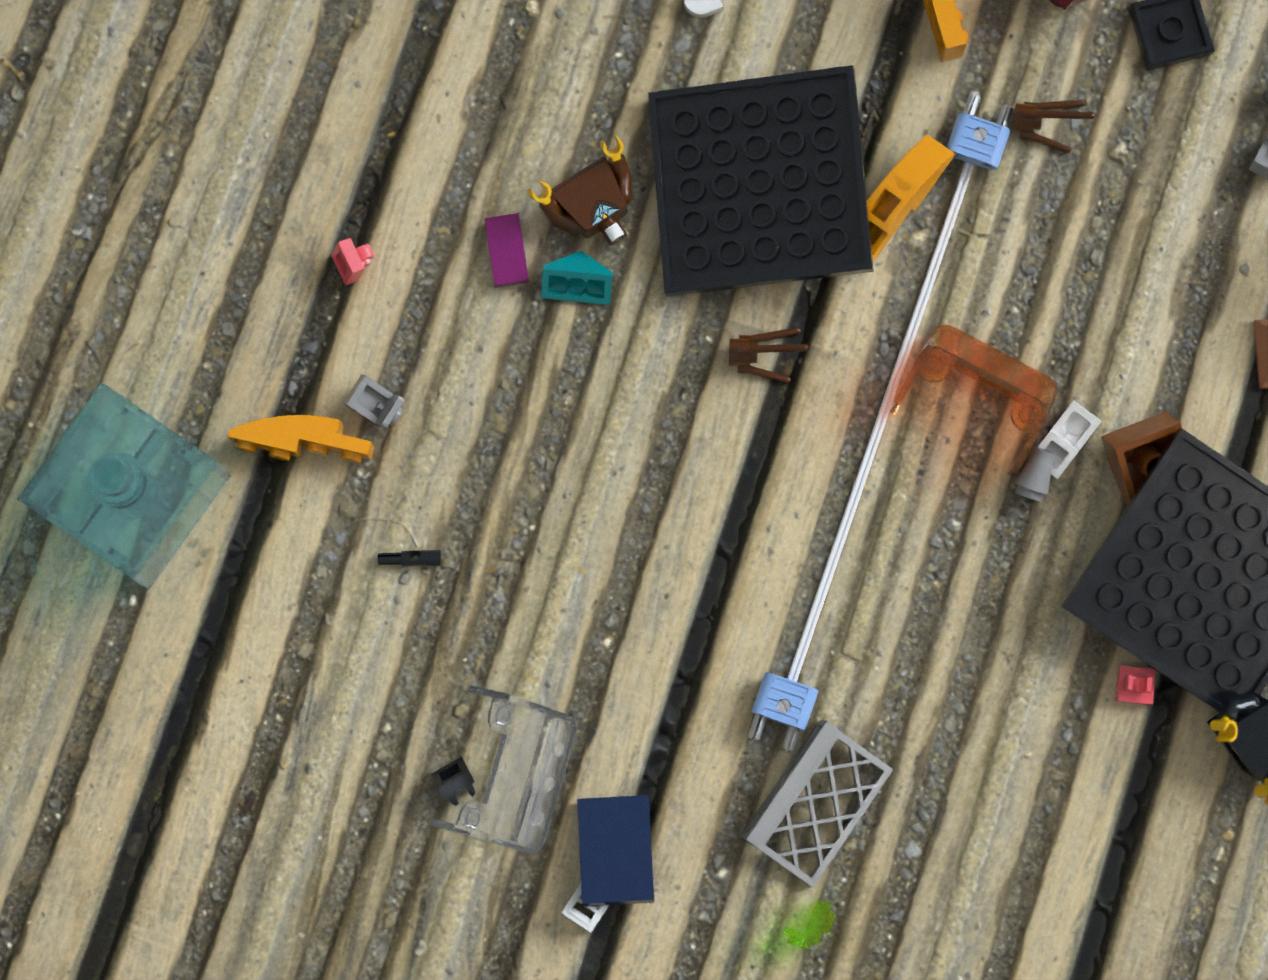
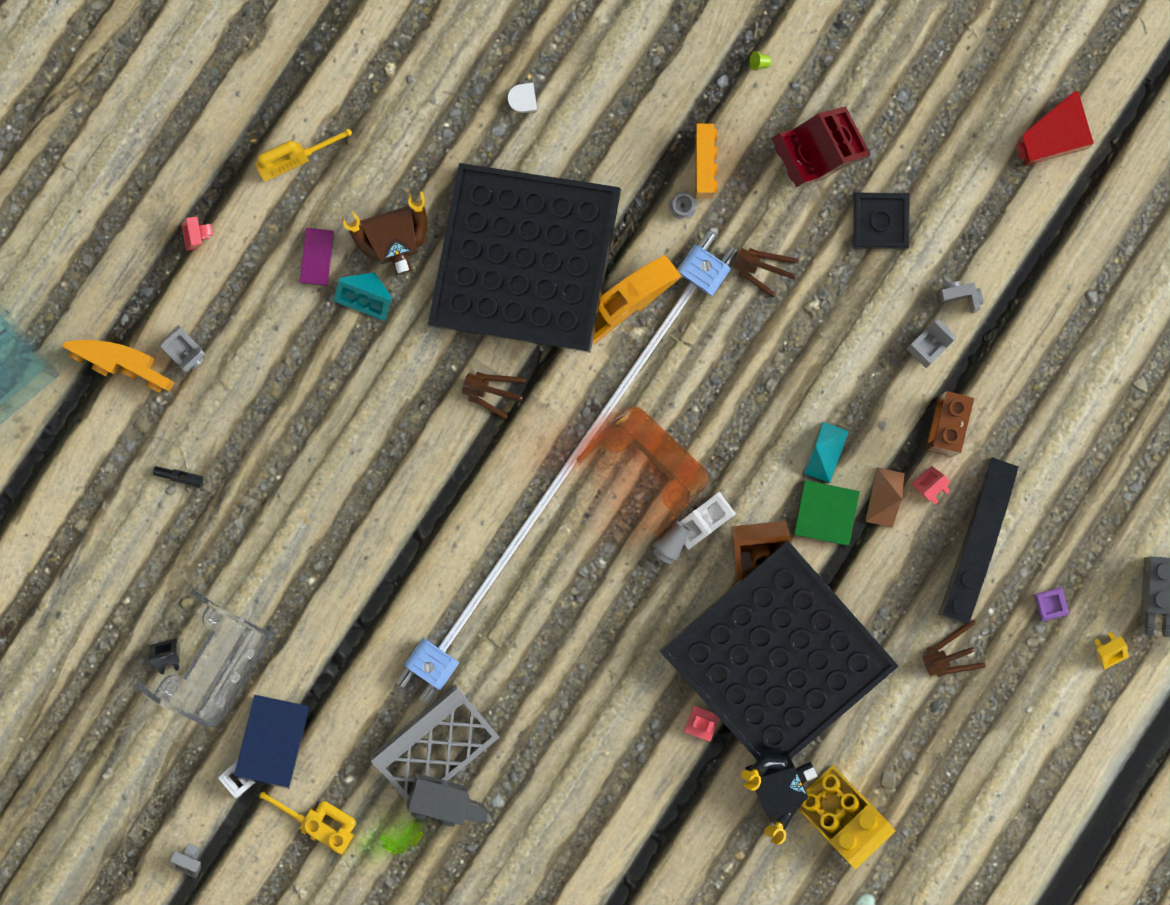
camera: 15 degrees right, 5 degrees up
(441, 139) = (289, 156): none -> yellow piece
(695, 942) = (317, 829): none -> yellow piece
(848, 865) = (443, 801): none -> dark grey hinge
(930, 64) = (688, 200): none -> light grey plate
(1187, 319) = (826, 452): none -> teal slope
(1210, 390) = (826, 513): none -> green tile

